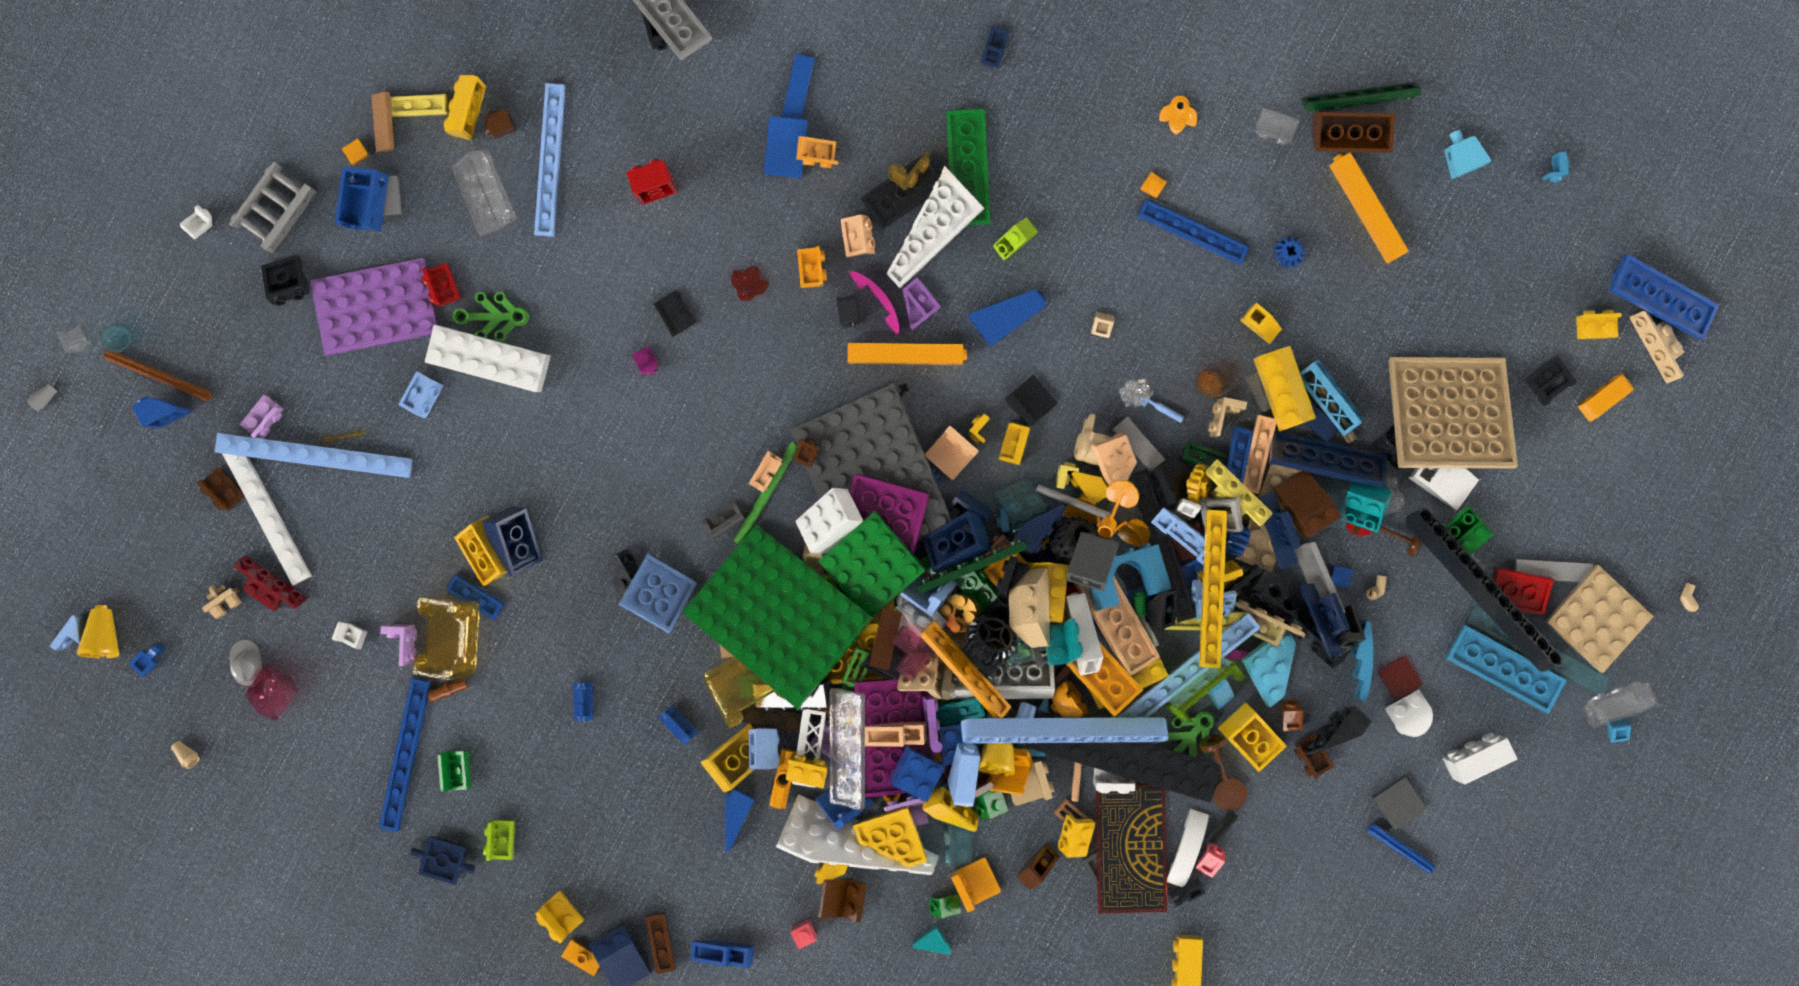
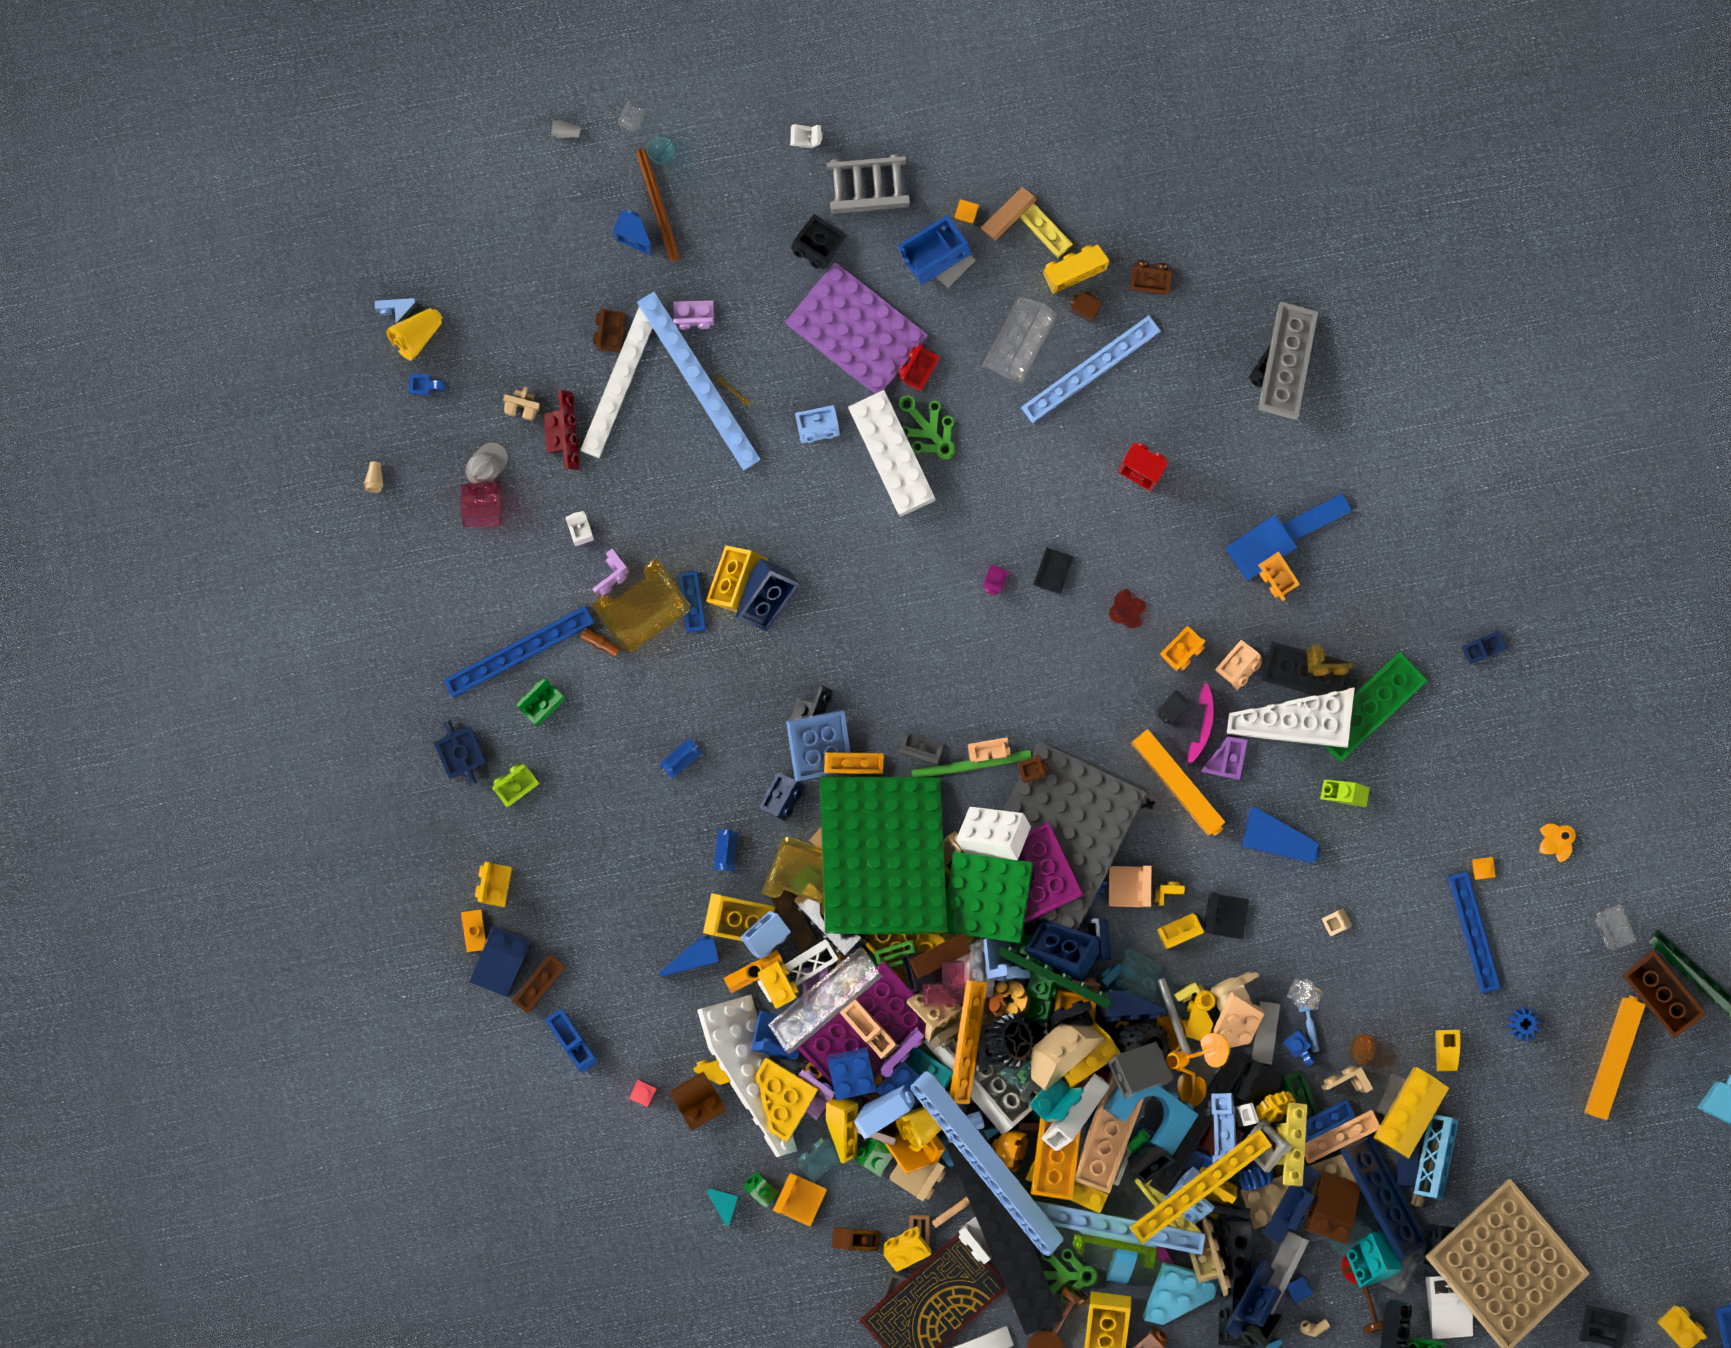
camera: 50 degrees right, 5 degrees down
(519, 57) = (1151, 277): none -> reddish brown bracket
(673, 651) = (781, 796): none -> dark blue bracket
(692, 578) = (853, 762): none -> light orange plate
(1080, 469) = (1205, 1000): none -> yellow plate
(1169, 427) = (1299, 1045): none -> blue plate

